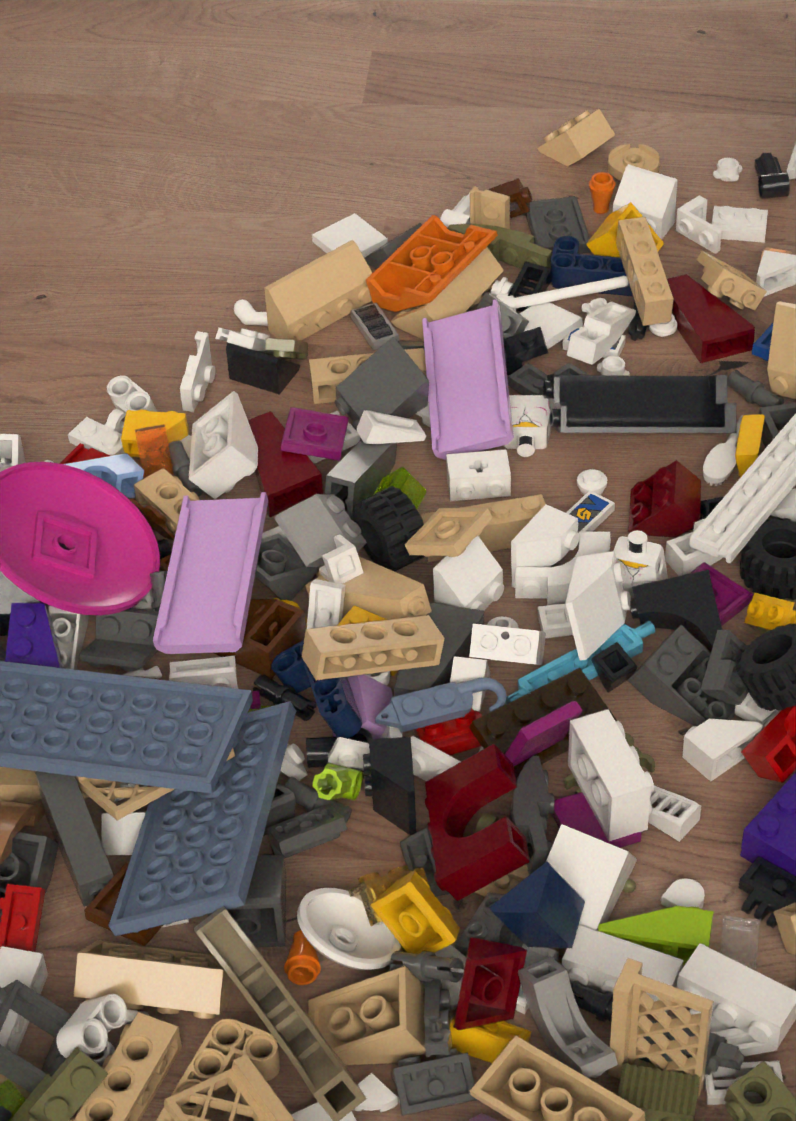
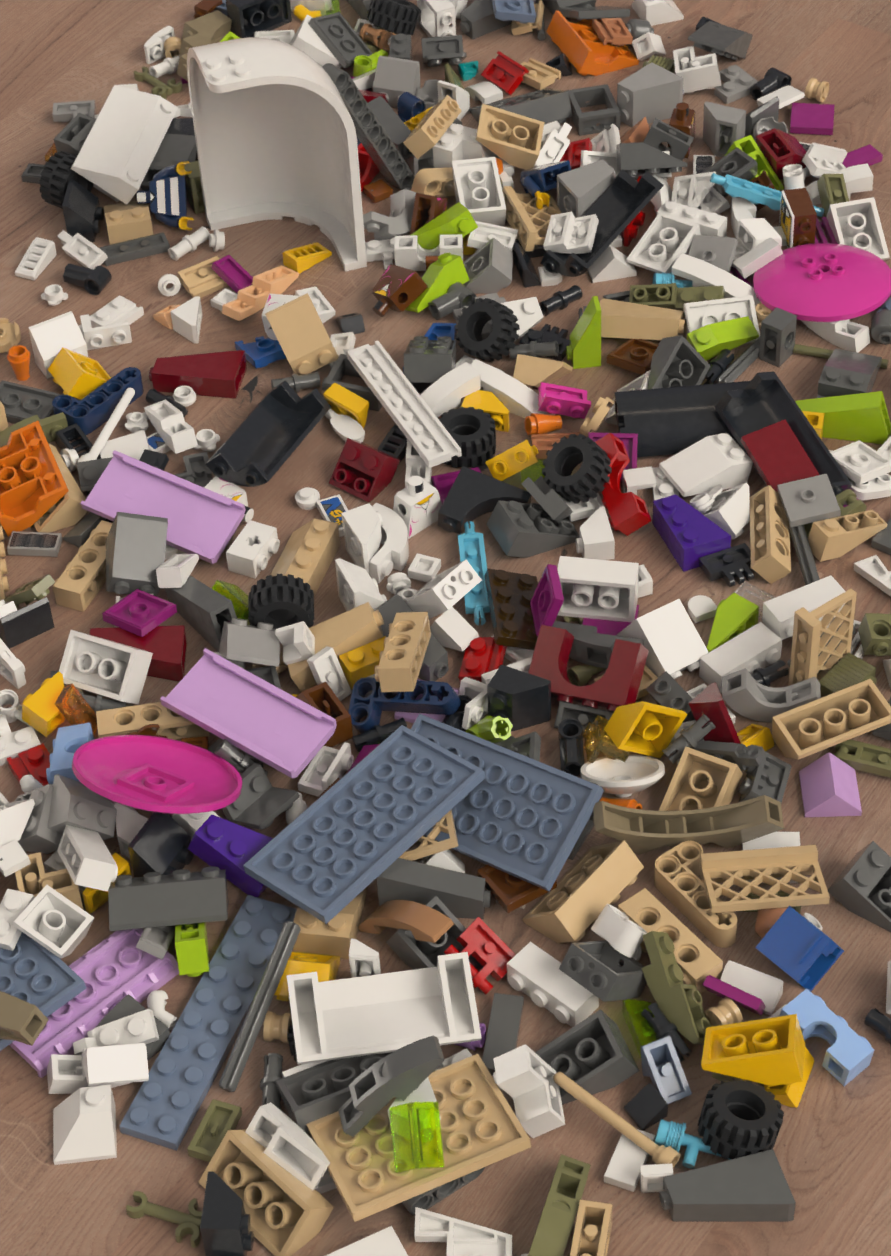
camera: 60 degrees left, 0 degrees up
(371, 861) = (571, 746): none -> black piece
(437, 704) = (468, 647): sand blue plate -> none
(448, 532) = (330, 569): tan plate -> none
(517, 610) = (398, 582): none -> white plate
(542, 909) = (693, 662): dark blue slope -> none
(596, 601) = (437, 533): white slope -> none
(613, 666) = (493, 555): black slope -> none
(644, 271) = (143, 372): tan brick -> none
(731, 282) = (186, 342): tan plate -> none
(767, 134) = (37, 257): none -> white slope

